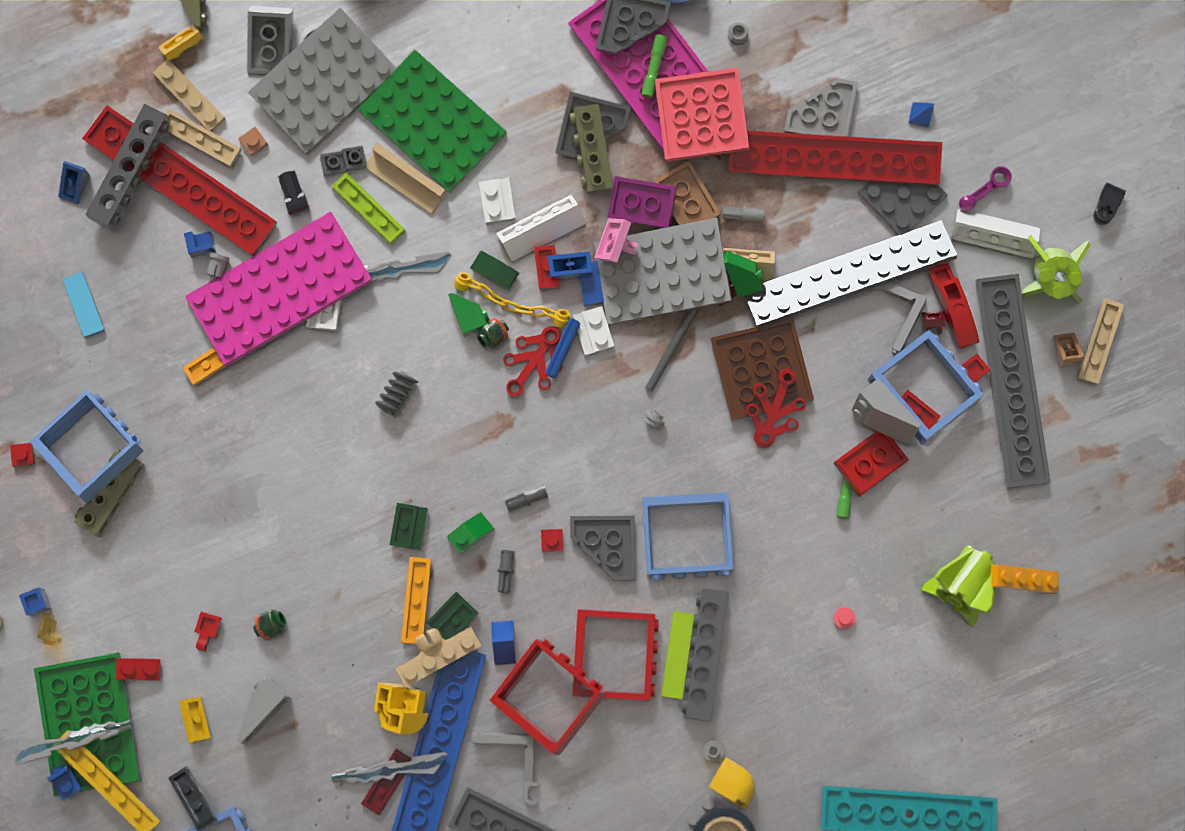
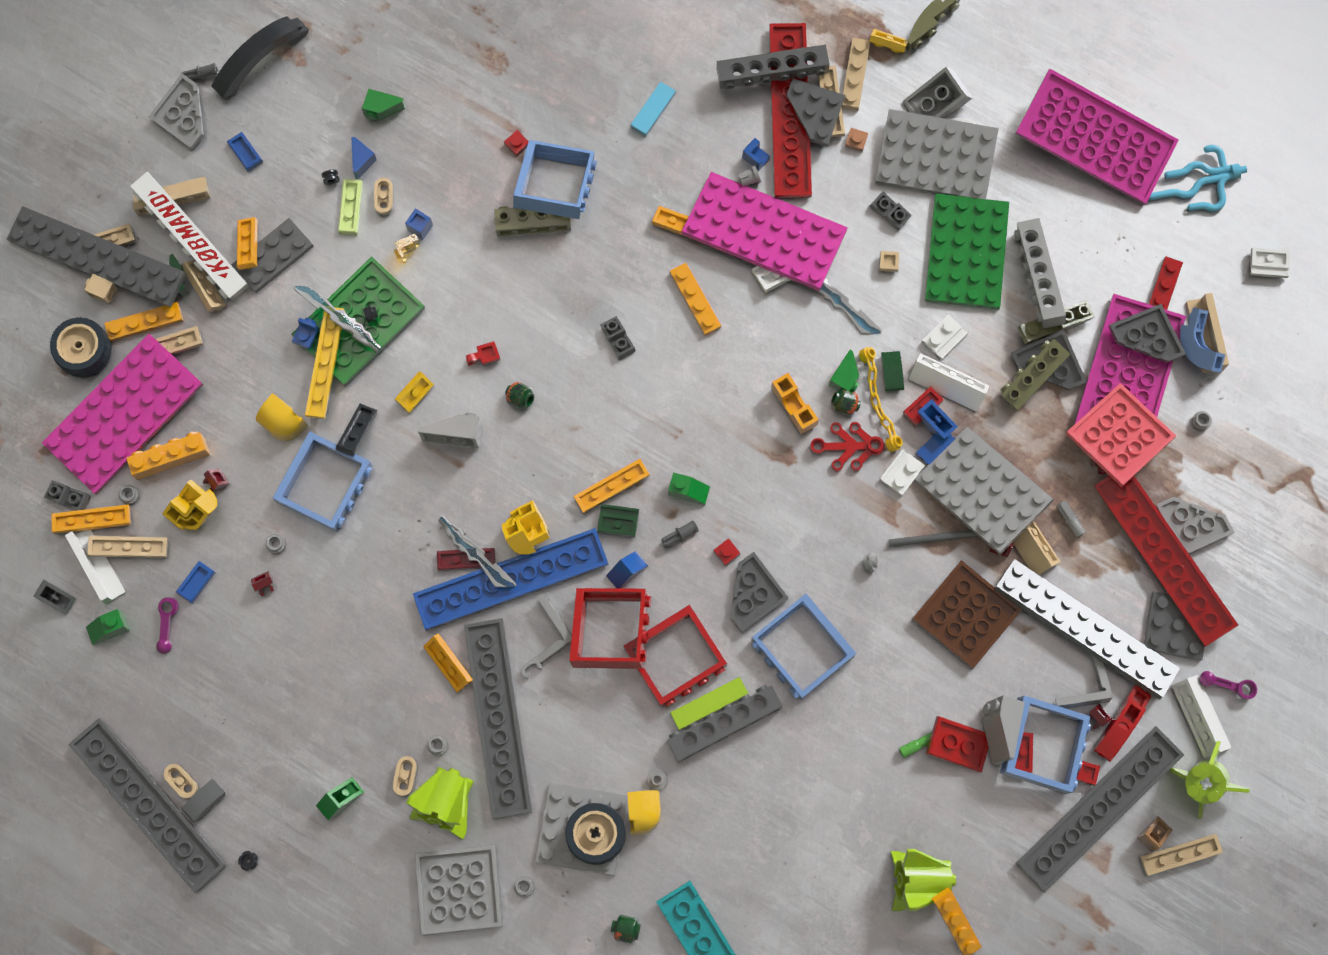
camera: 50 degrees right, 5 degrees down
(72, 182) = (734, 39): blue slope -> none
(90, 708) = (370, 313): none -> black plate
(137, 669) = (421, 327): red plate -> none
(198, 158) = (815, 109): none -> dark grey plate
(280, 495) = (617, 337): none -> dark grey slope
(294, 196) = (839, 194): black piece -> none
(295, 398) = (695, 299): none -> light orange plate
(368, 208) = (869, 252): lime tile -> none
(390, 197) = (889, 261): none -> tan plate
(396, 392) = (751, 364): dark grey piece -> none
(405, 179) = (910, 262): tan panel -> none
(408, 526) = (661, 442): dark green plate -> none
(436, 654) = (582, 526): tan plate -> none
(455, 381) = (789, 397): none -> light orange arch
(458, 48) = (1033, 231): none -> light grey brick
(526, 498) = (744, 511): dark grey axle -> none
(557, 92) = (1075, 315): none -> olive slope
(562, 348) = (873, 458): blue axle -> none
(615, 241) = (978, 438): bright pink tile -> none
(642, 202) = (1023, 439): magenta plate -> none
(657, 54) = (1140, 372): bright green piece -> none
(692, 198) = (1053, 467): medium nougat plate -> none
(743, 274) = (1026, 549): green slope -> none
(774, 412) = (941, 645): red plant -> none
(844, 618) = (827, 808): coral plate -> none
(921, 113) = (1248, 596): blue slope -> none
(1108, 201) = (1292, 785): black piece -> none

